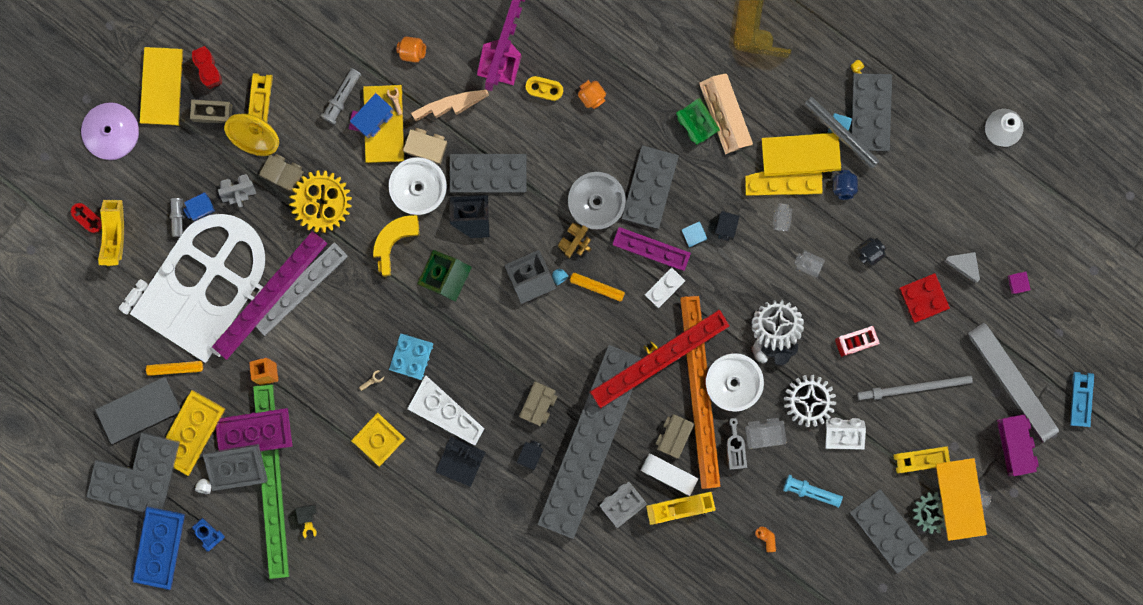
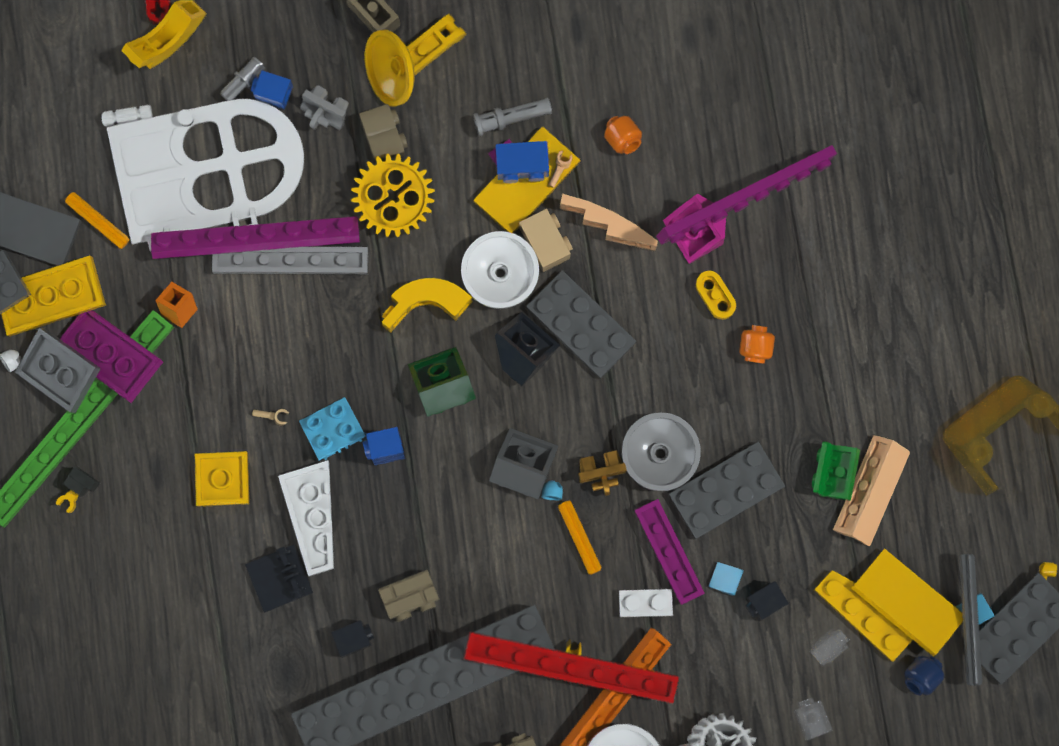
camera: 40 degrees right, 5 degrees down
(448, 339) = (384, 446): none -> blue brick

